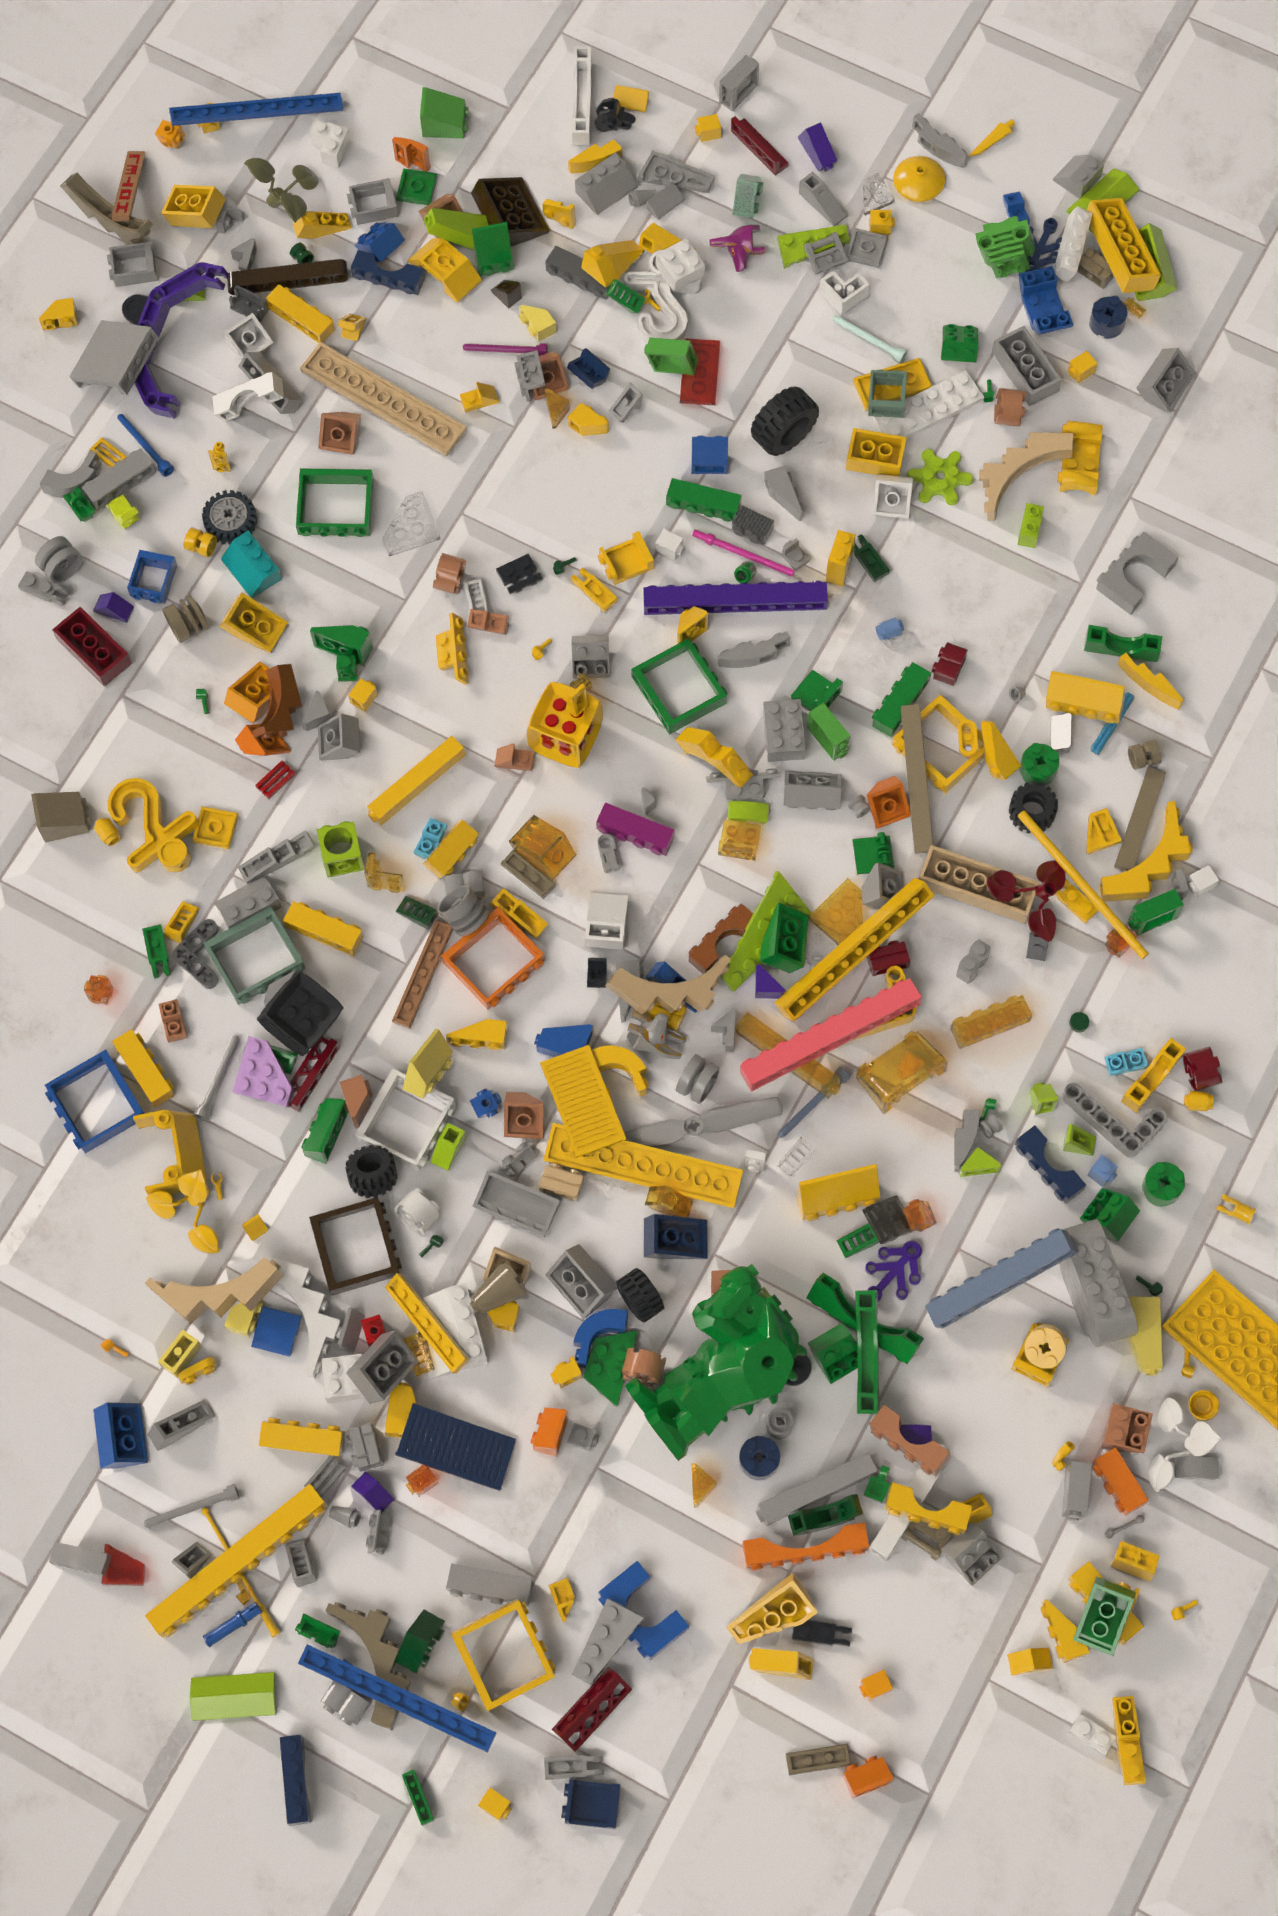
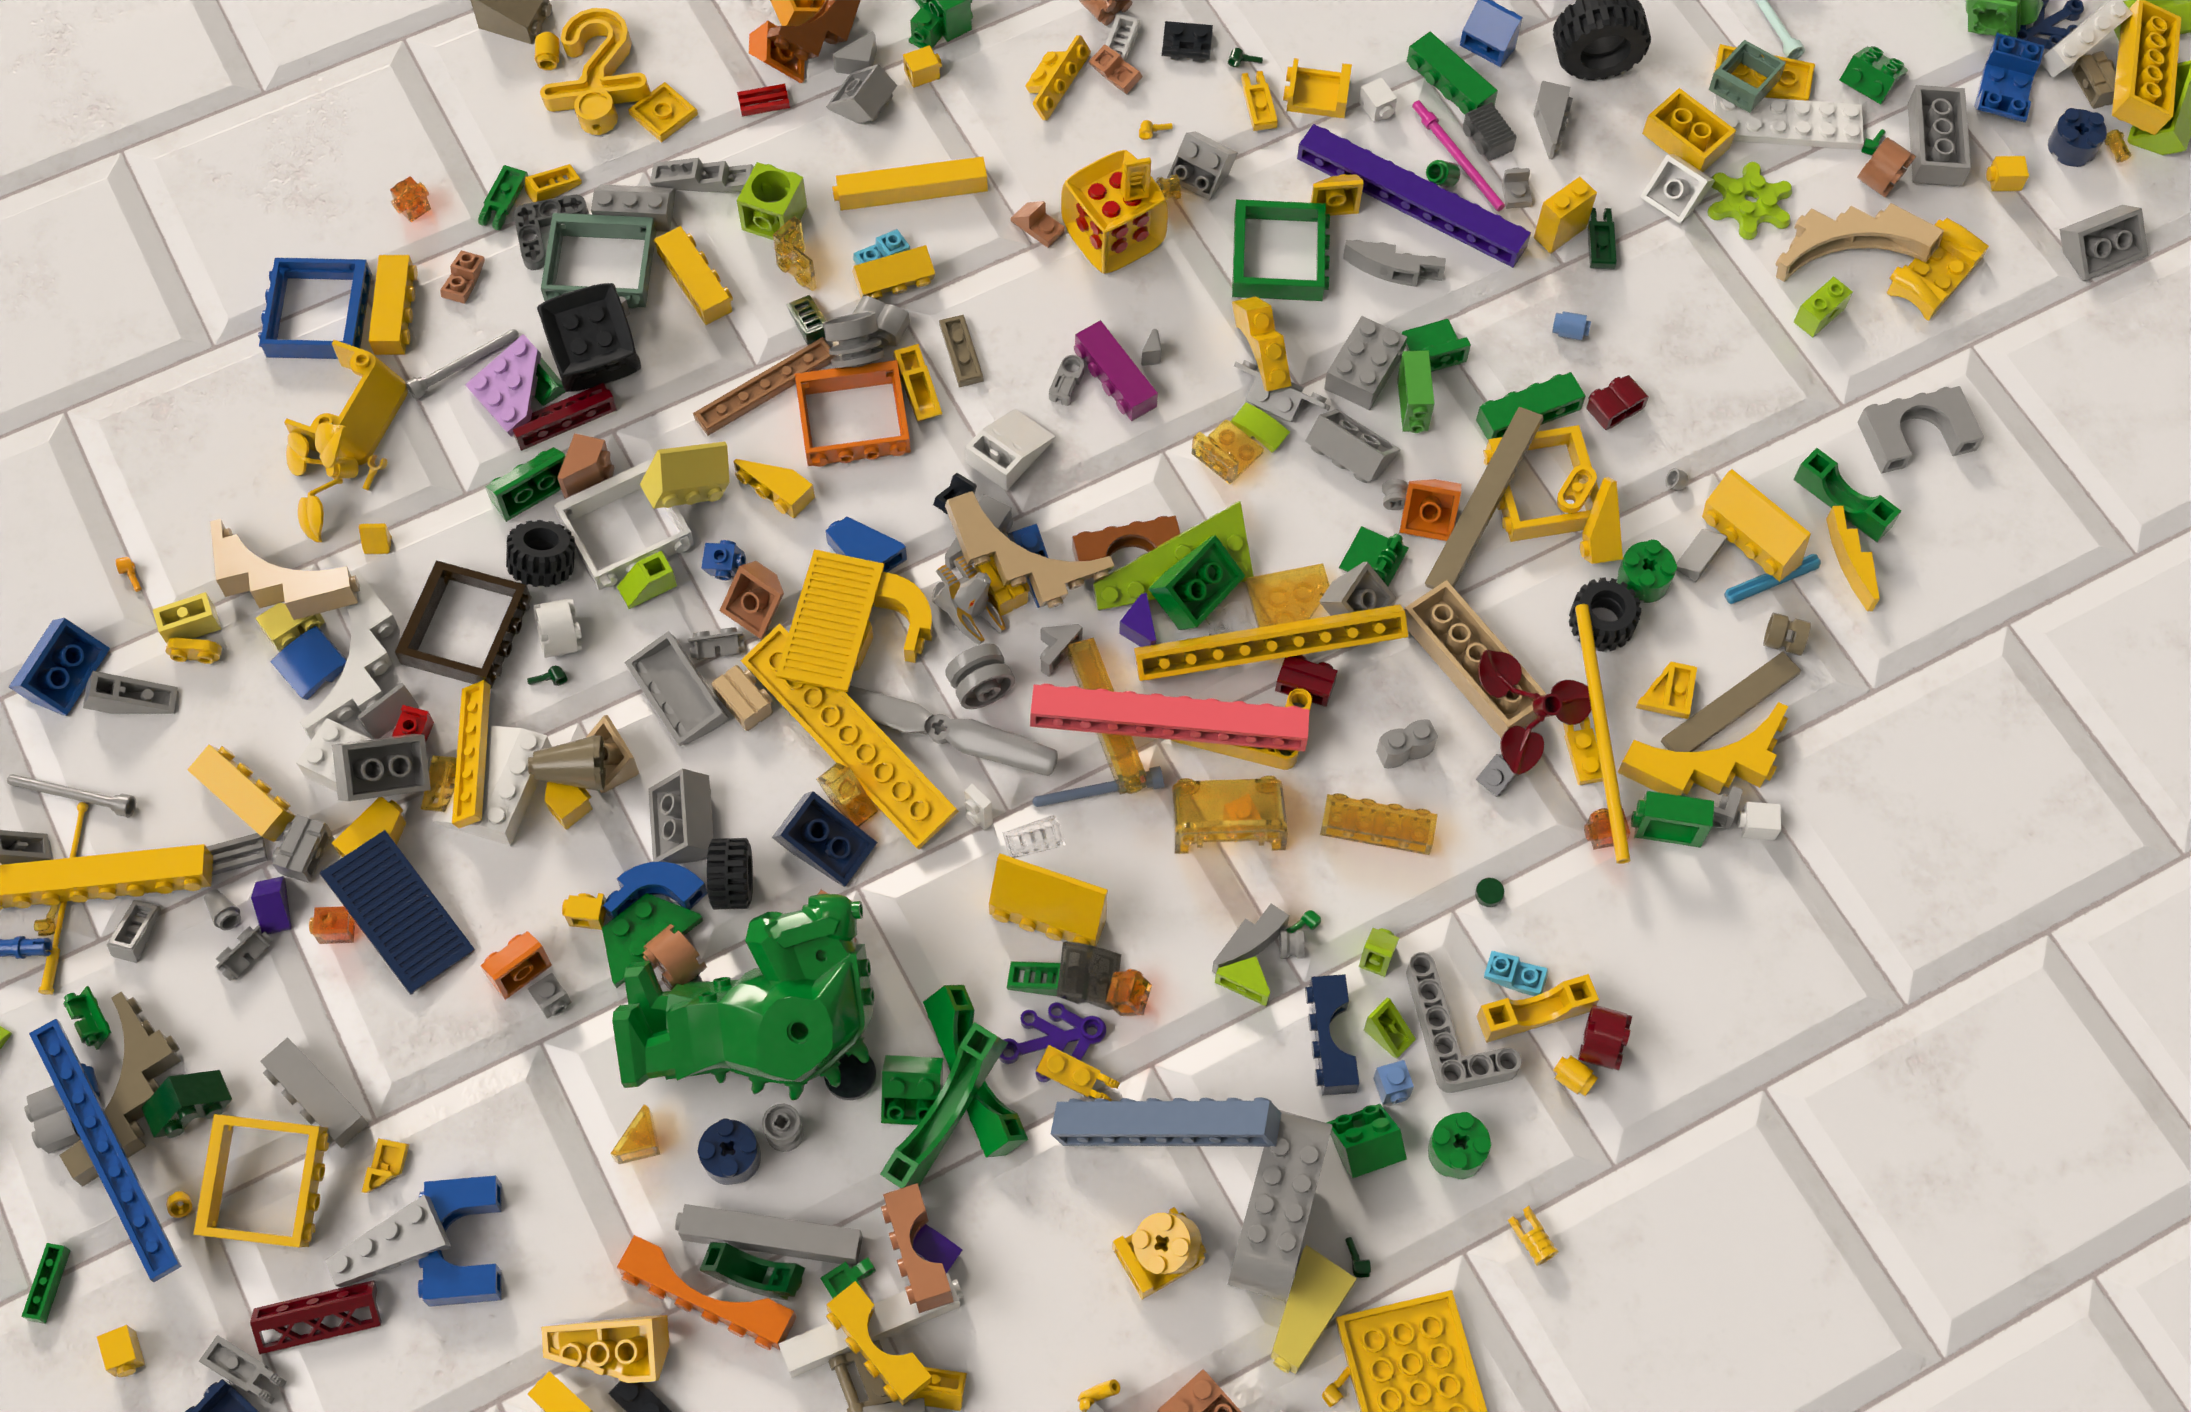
camera: 30 degrees right, 5 degrees down
(543, 846) = (997, 330): clear yellow slope -> none
(921, 1283) = (1073, 1073): none -> yellow hinge

